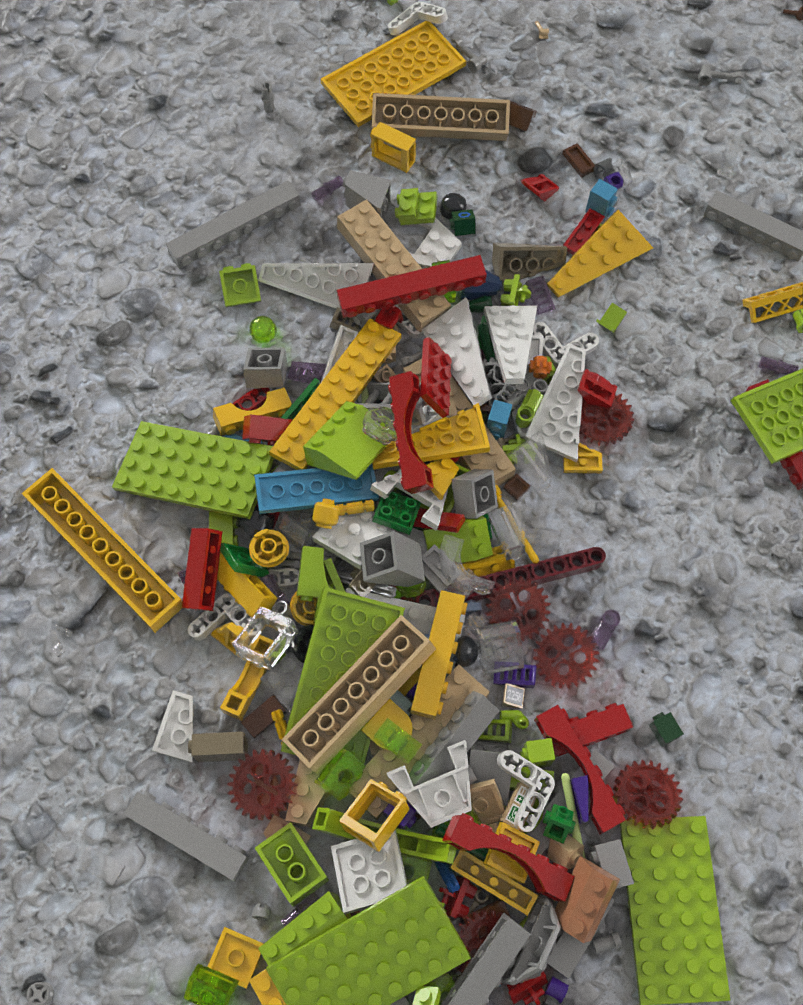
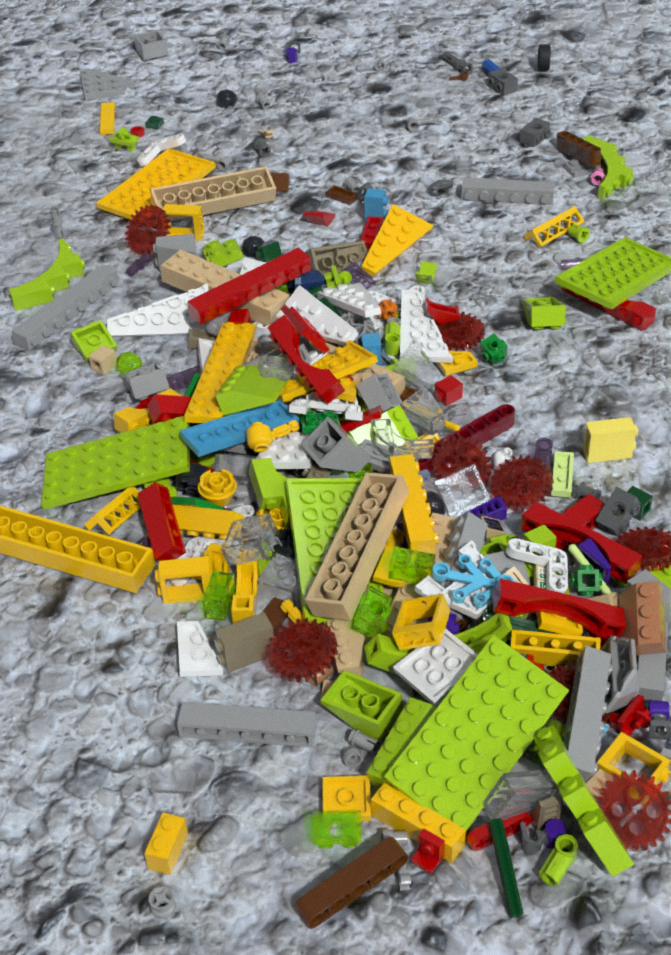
camera: 20 degrees left, 25 degrees down
(65, 937) = (166, 843): none -> yellow brick
(165, 527) = (117, 505): none -> yellow fence
(197, 646) = (183, 568): none -> yellow window
(219, 188) = (56, 278): none -> lime arch
(221, 676) = (219, 595): none -> clear neon green brick
(240, 315) = (103, 360): none -> tan brick
(278, 899) = (363, 740): none -> light grey pin
(359, 138) = (150, 219): none -> clear red gear
(447, 792) = (475, 578): none -> medium azure plant
(526, 54) = (261, 146): none -> dark grey bush
(554, 498) = (448, 390): none -> red brick
(564, 609) = (500, 456): none -> white arm
(594, 147) = (350, 184): none -> light grey pin
(614, 658) = (562, 474): none -> yellowish green plate
(625, 695) = (583, 490): none -> dark grey bush
(626, 455) = (493, 349): none -> green brick
(627, 741) = (618, 500): none -> dark grey brick
(679, 641) = (609, 439): none -> light yellow brick
(689, 186) = (440, 184): none -> dark grey arm
(706, 424) = (544, 312): none -> lime slope

